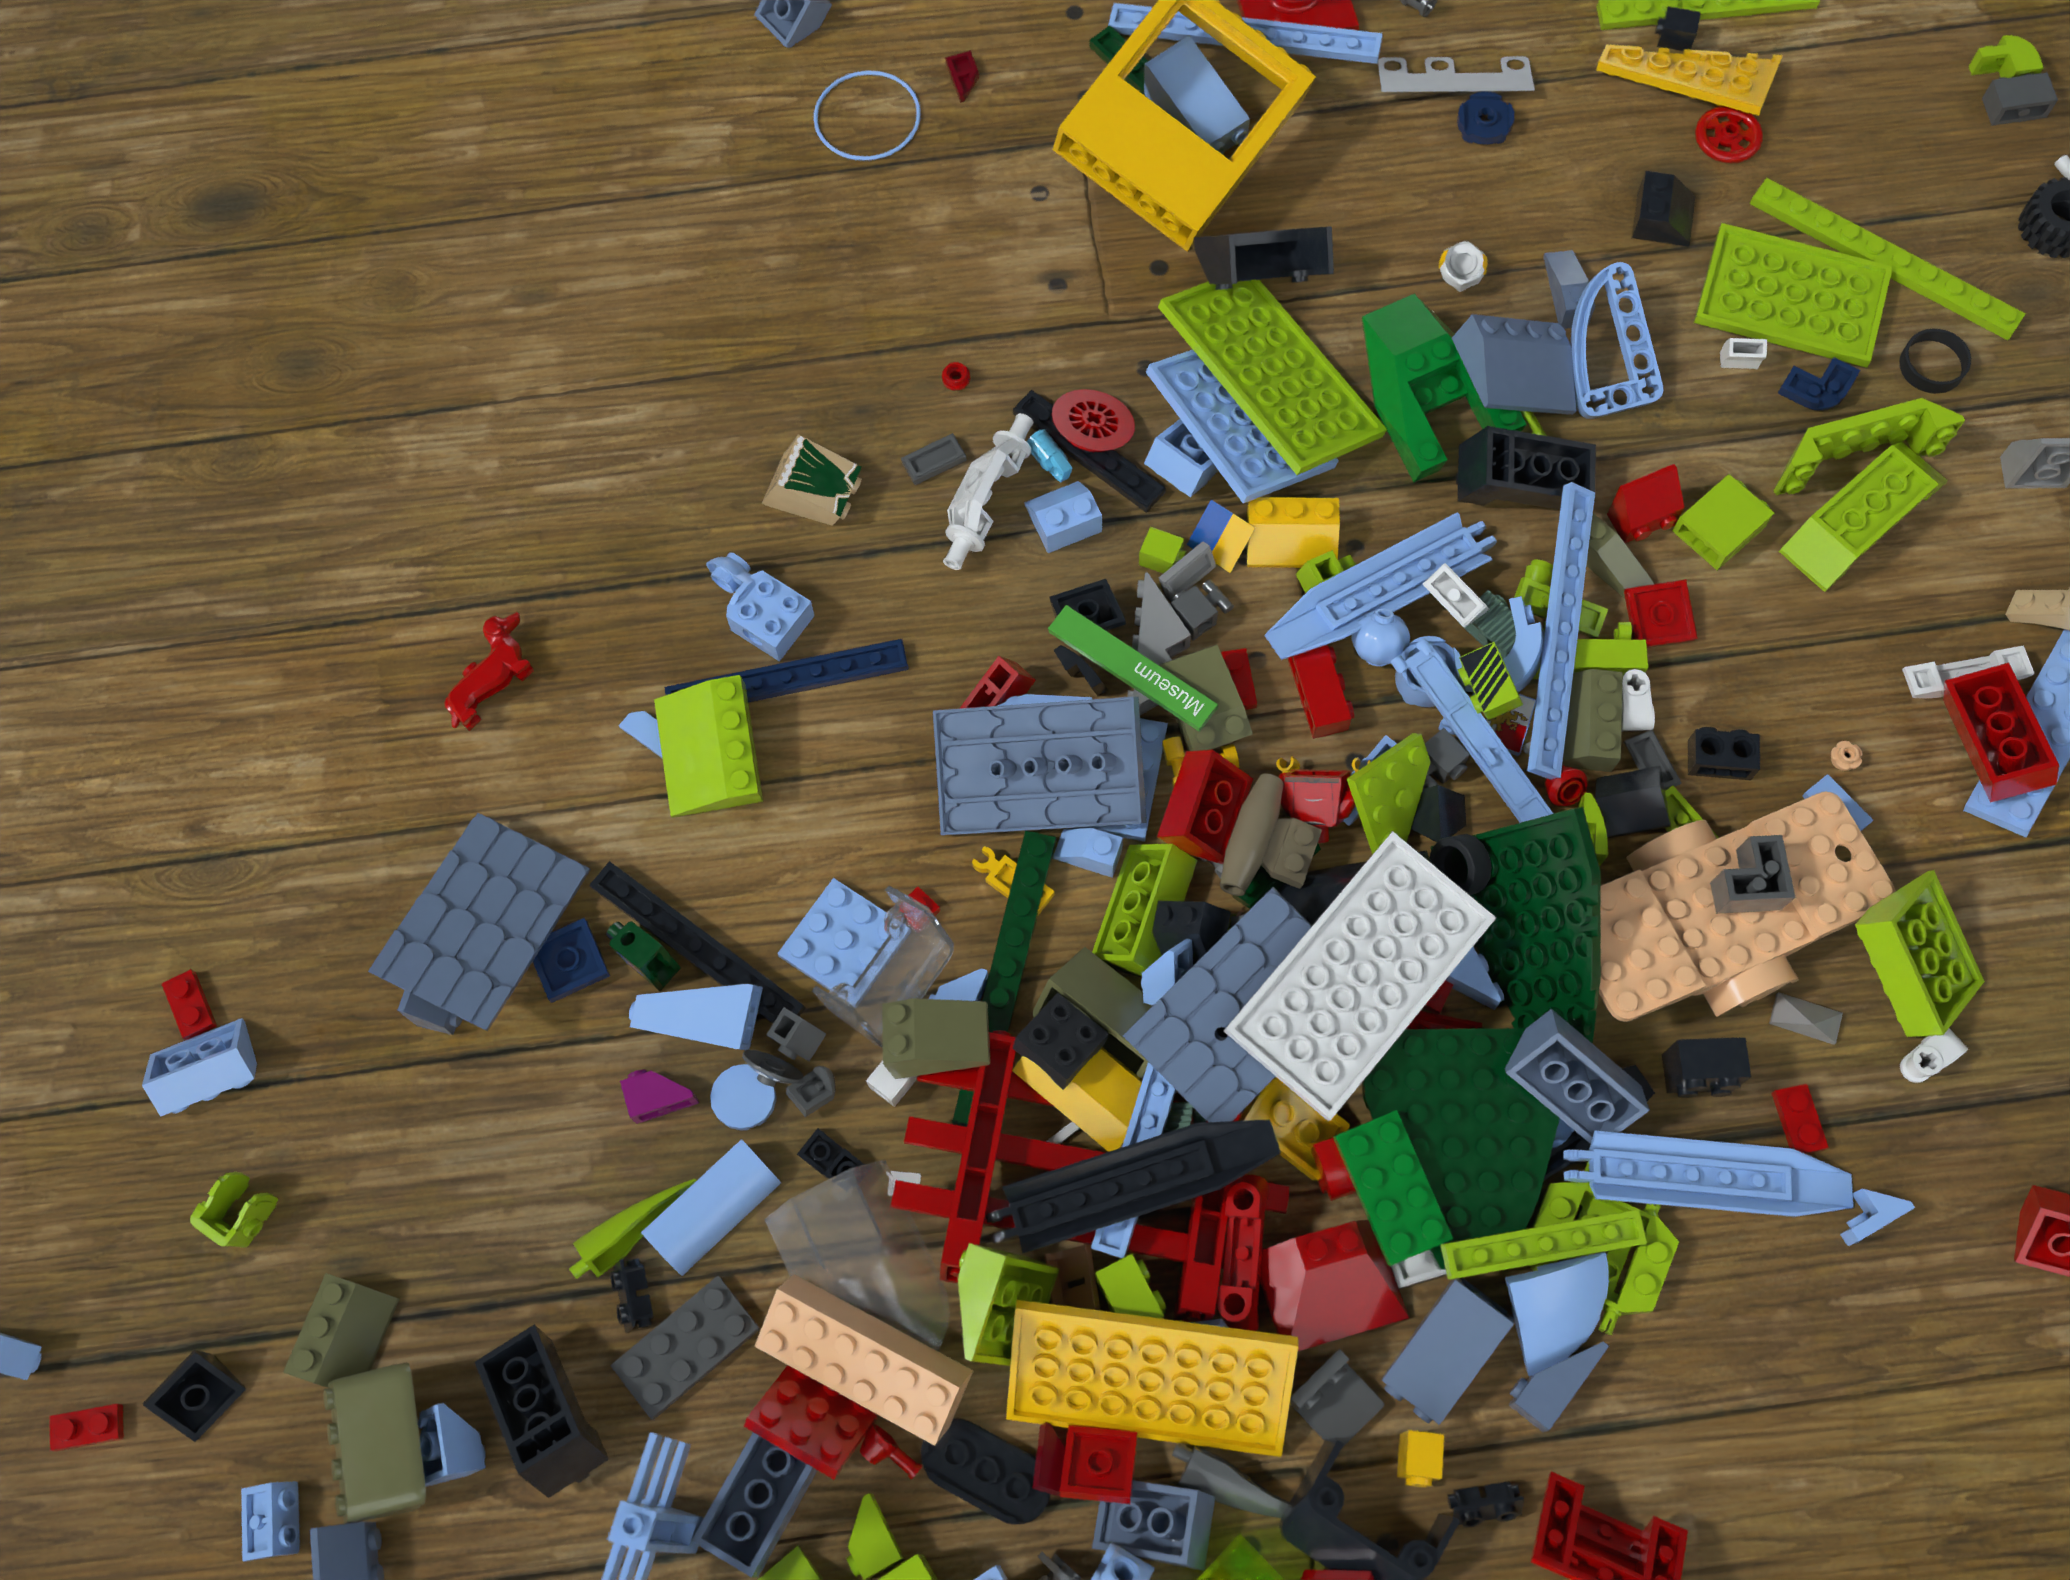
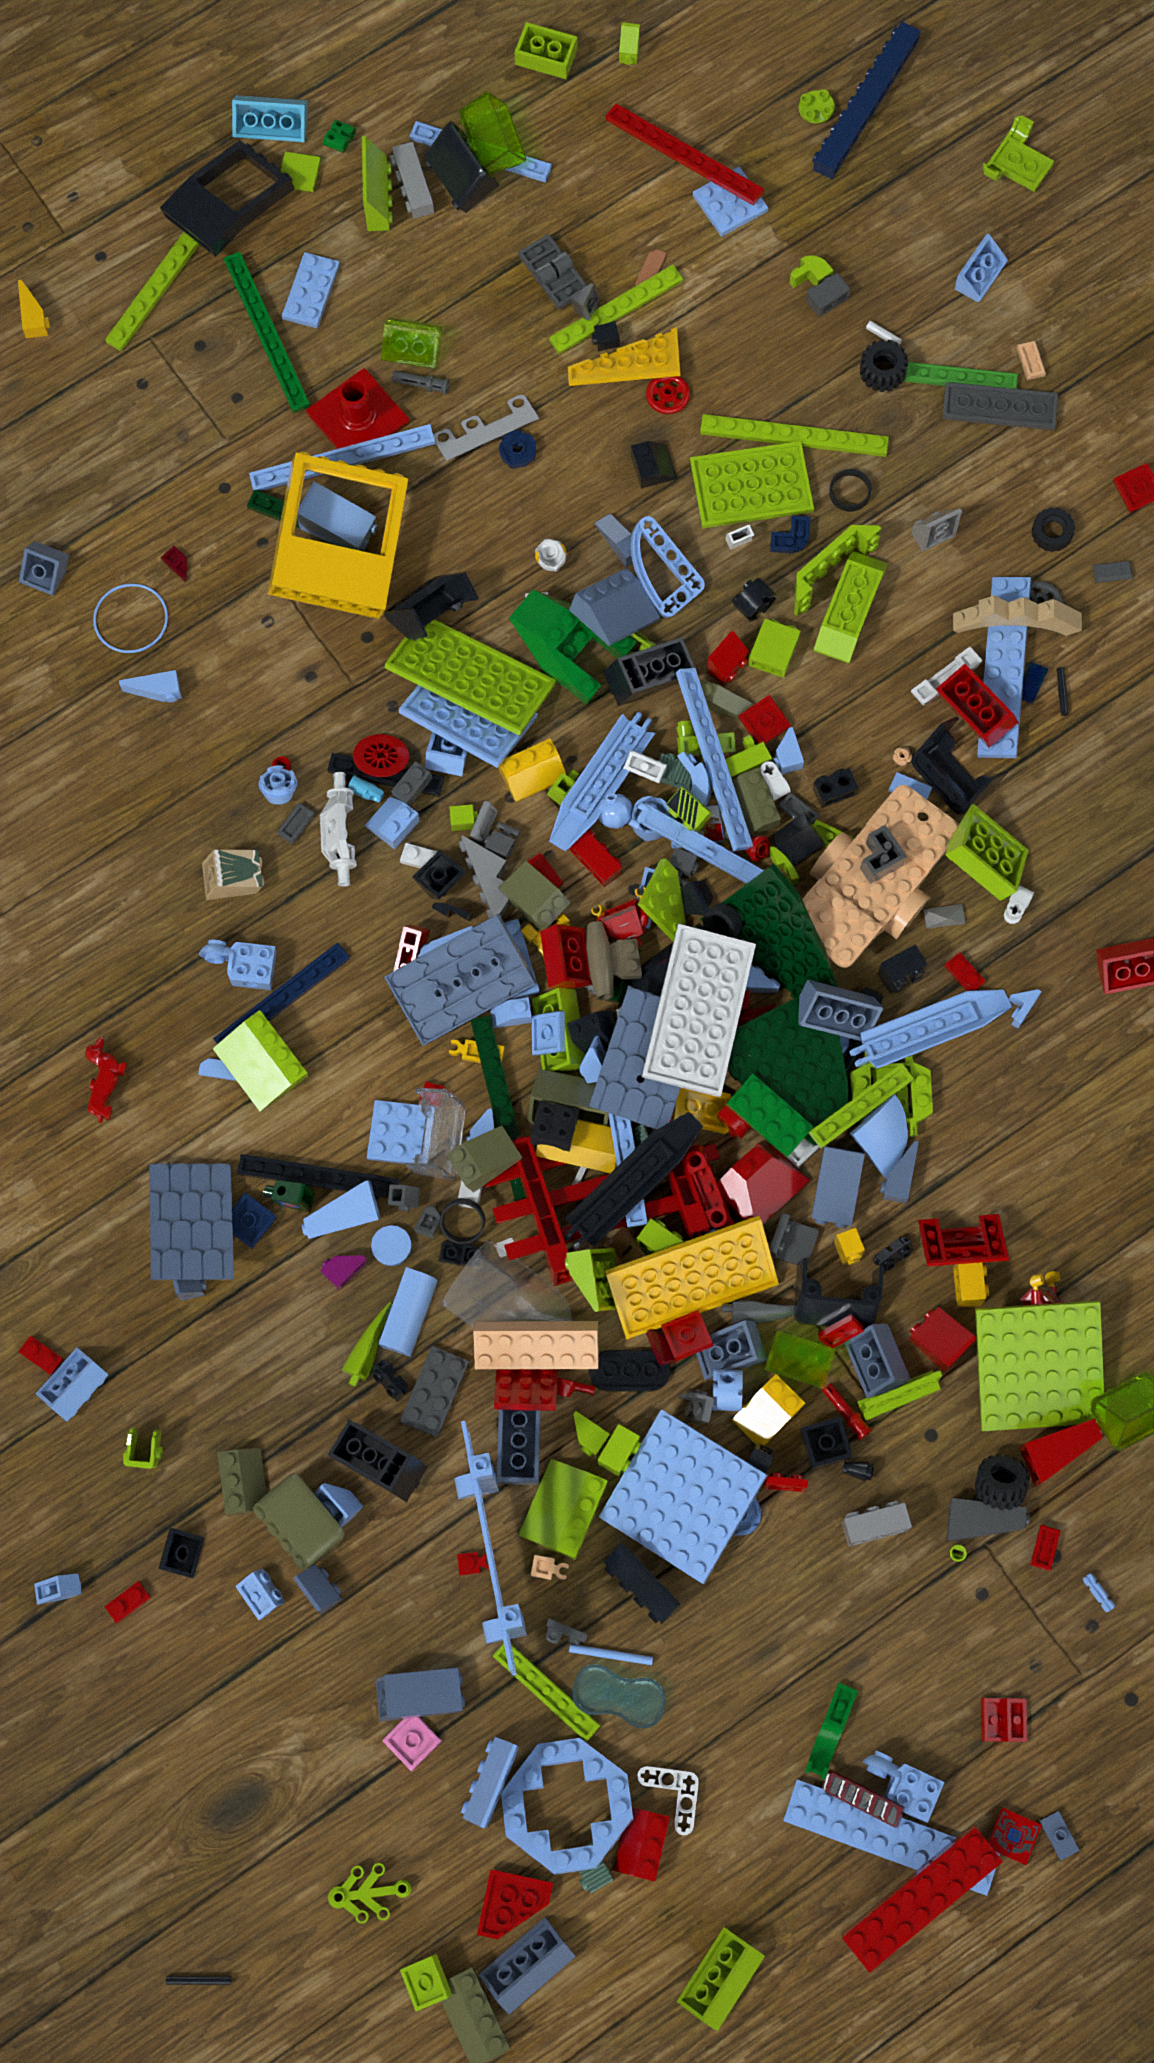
camera: 30 degrees left, 5 degrees up
(771, 1068) = (400, 1222): dark grey dish -> none
(830, 1120) = (453, 1238): none -> black tyre
(852, 208) = (157, 686): none -> light blue slope
(934, 396) = (278, 785): none -> light blue cone
(1070, 572) = (416, 855): none -> white plate
(1114, 474) = (412, 784): none -> dark grey brick
(1125, 903) = (548, 1033): none -> light blue tile
(1133, 668) = (484, 897): bright green tile -> none
(1223, 533) = (493, 790): sticker -> none
(1675, 675) = (788, 754): none -> light blue slope
(1726, 441) = (754, 599): none -> black brick
(1903, 814) = (947, 775): none -> black windscreen

